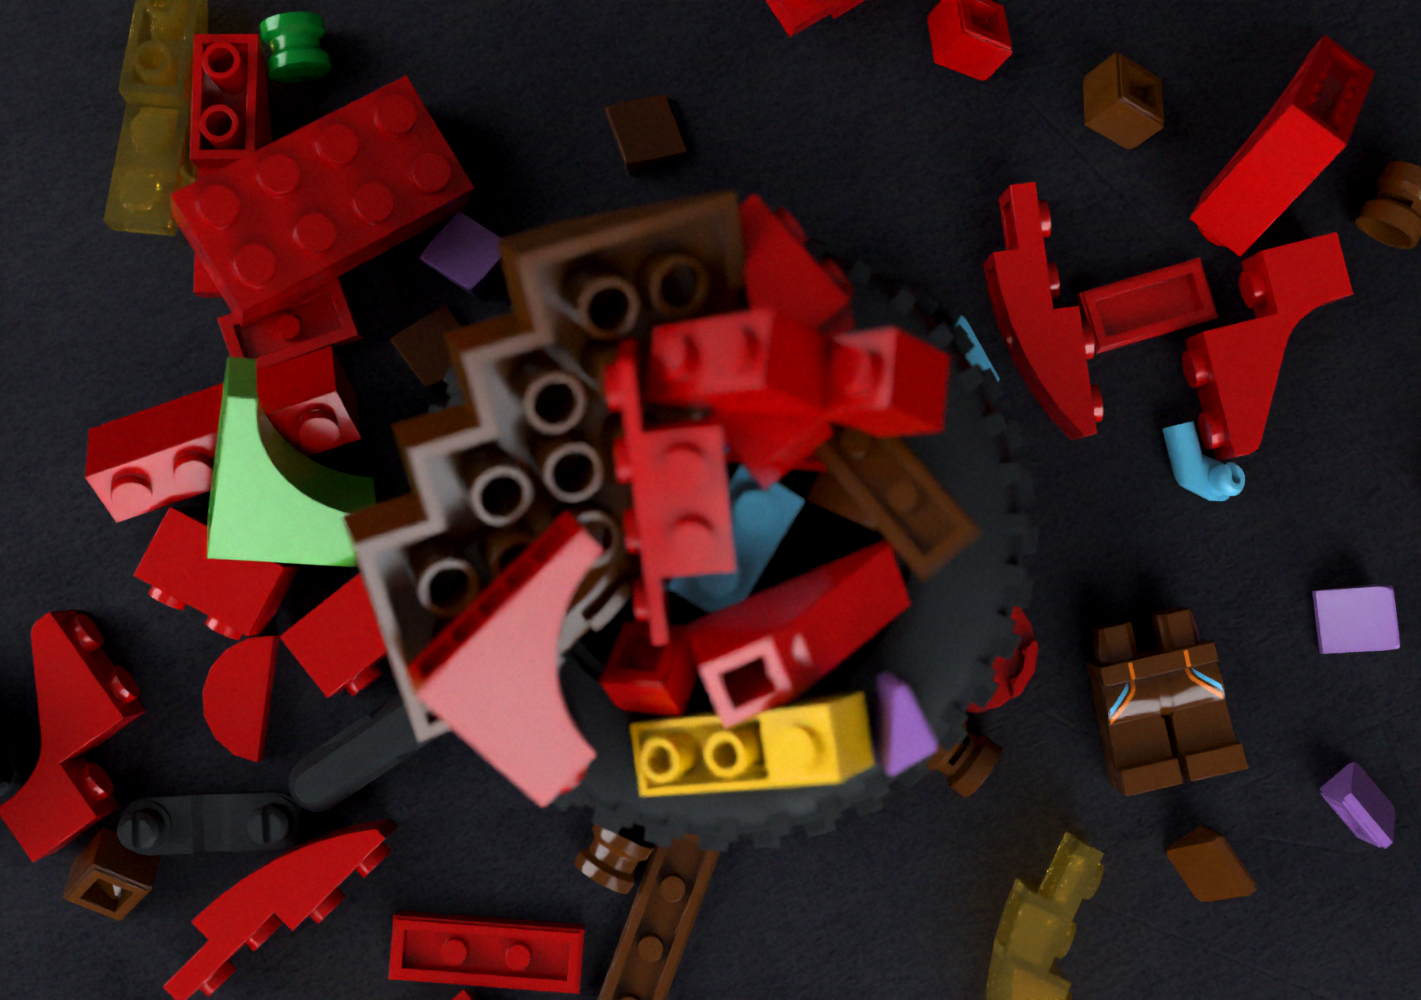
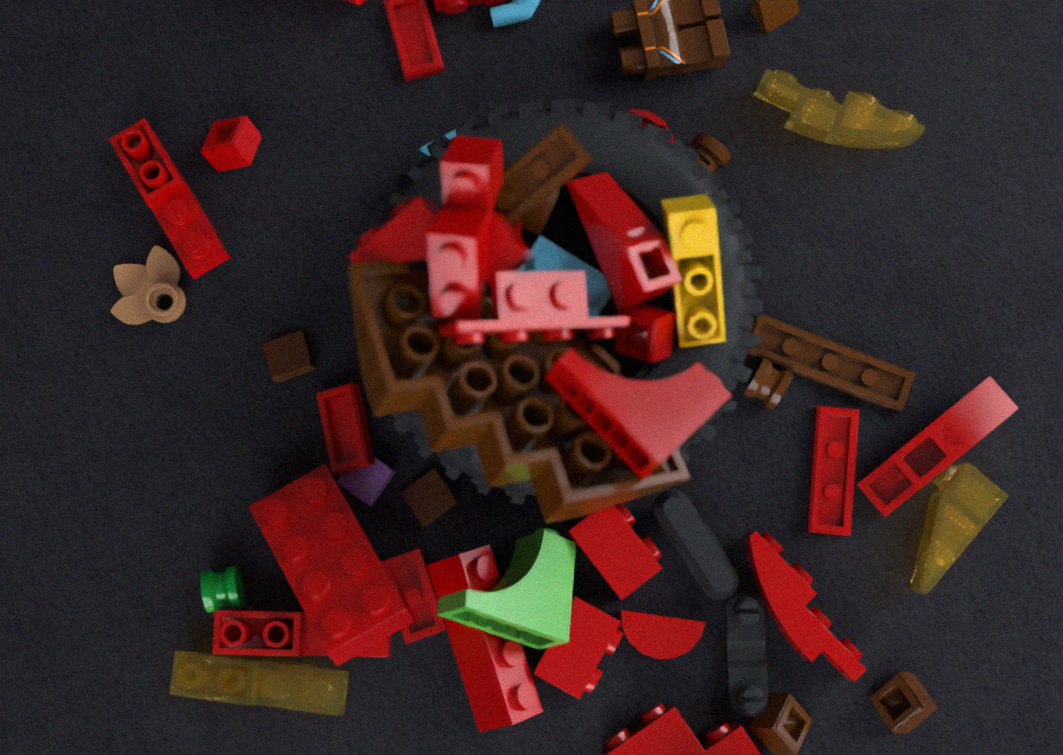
camera: 90 degrees left, 5 degrees down
(528, 210) = (345, 428): none -> red tile
(899, 726) = (681, 178): medium lavender slope -> none
(1044, 342) = (437, 100): red slope -> none
(1123, 101) = (280, 46): reddish brown slope -> none

